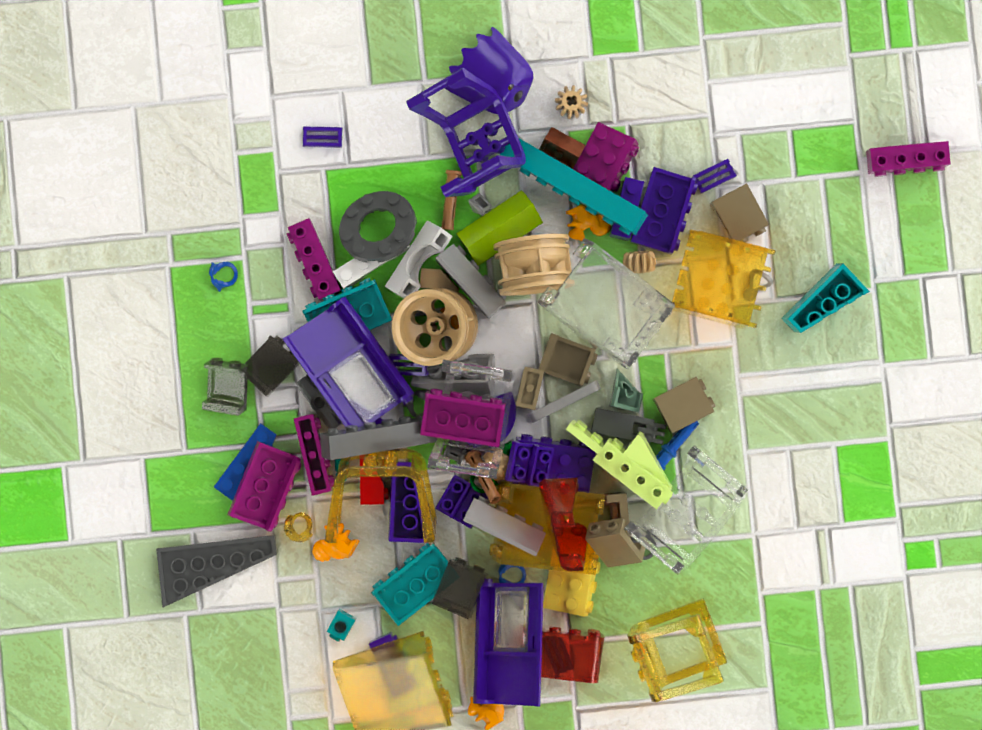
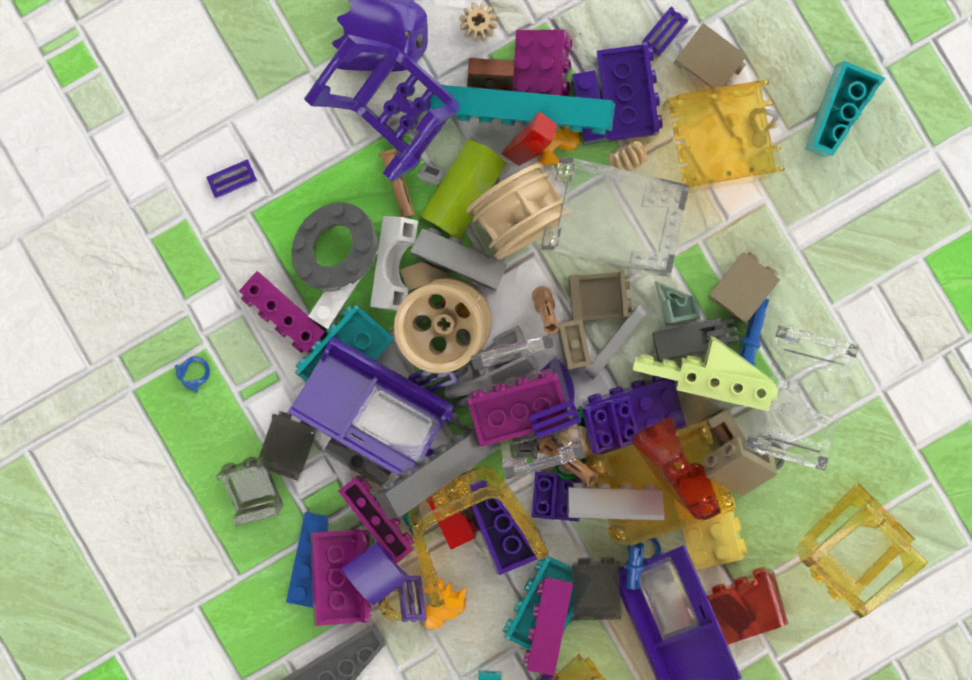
camera: 20 degrees left, 0 degrees up
(293, 495) = (375, 573): none -> dark purple slope
(307, 543) = (413, 617): none -> tile
(410, 598) = (549, 625): none -> magenta brick
(470, 438) = (536, 426): none -> dark purple tile
(498, 582) = (634, 566): none -> blue pin
(521, 348) = (545, 307): none -> medium nougat pin
(569, 213) = (530, 140): none -> red slope

